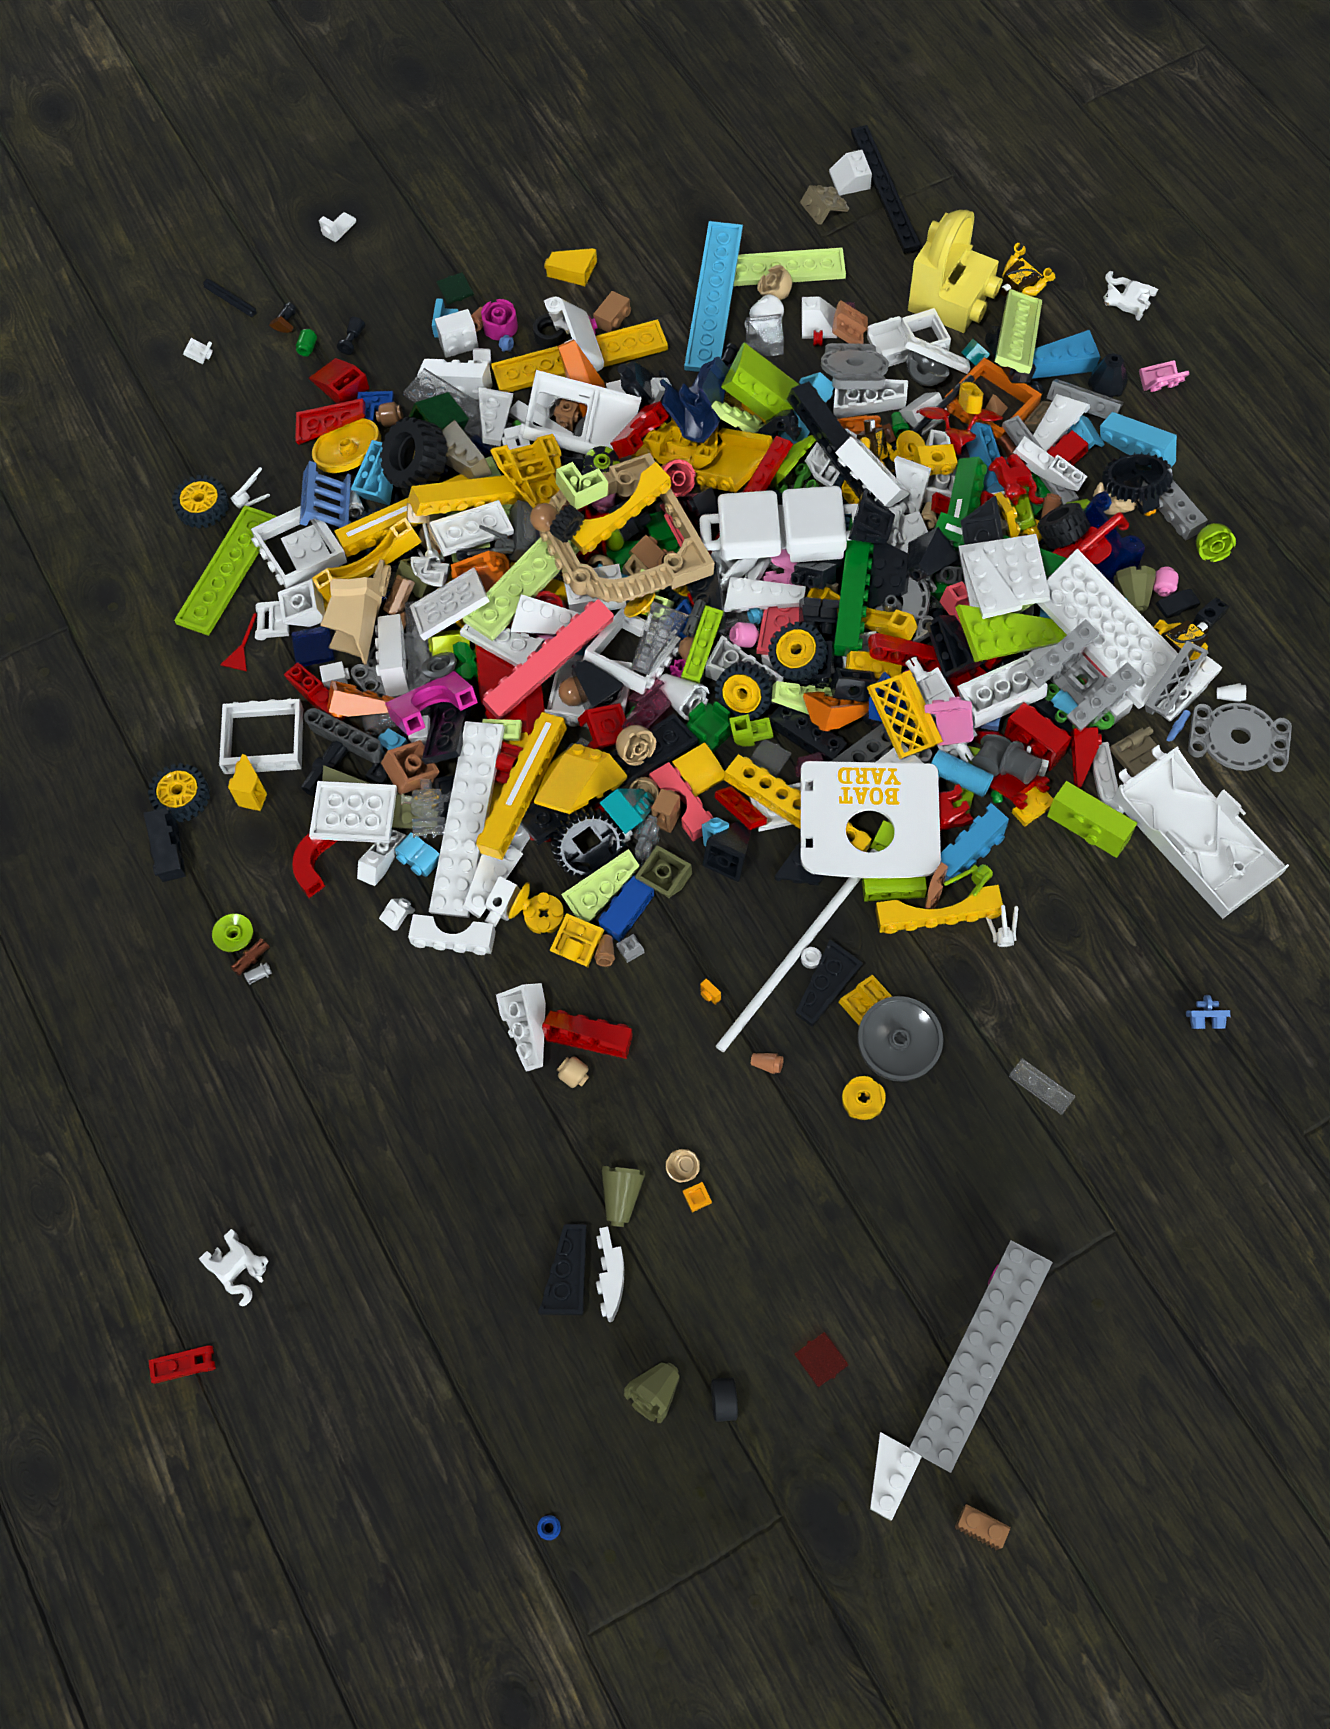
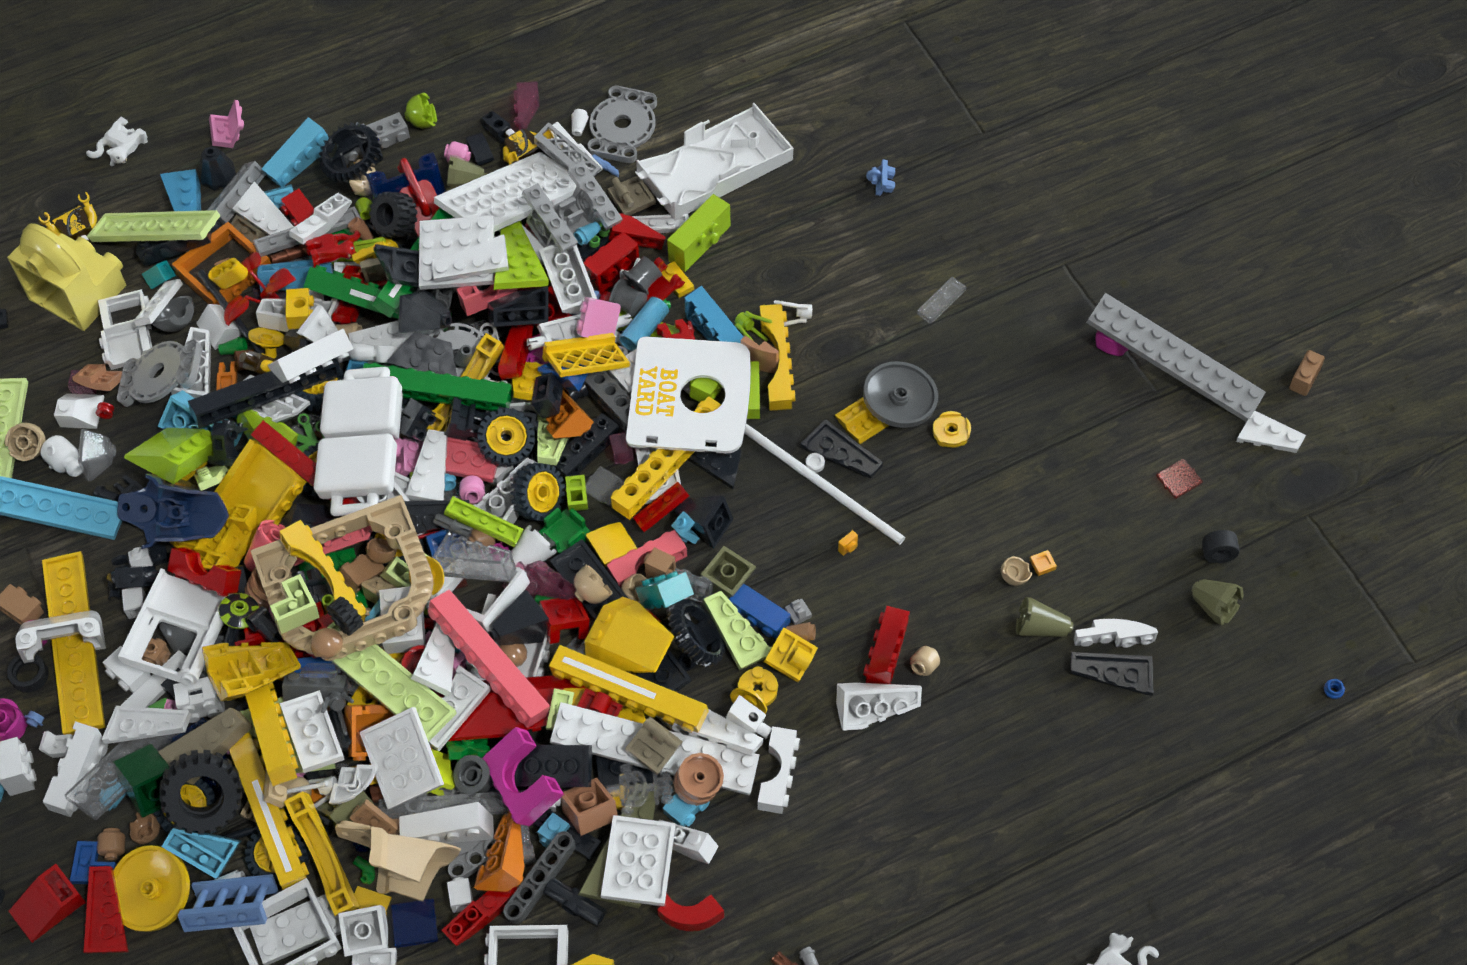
camera: 90 degrees left, 5 degrees down
(396, 912) = (750, 824): white bracket -> none
(416, 851) = (700, 767): none -> nougat wheel
(461, 810) = (653, 745): none -> dark tan plate
(578, 368) = (114, 625): orange wedge -> none
(767, 1061) = (917, 500): nougat cone -> none
(871, 521) = (371, 357): black wing -> none
(1247, 640) = (527, 103): none -> clear pink slope

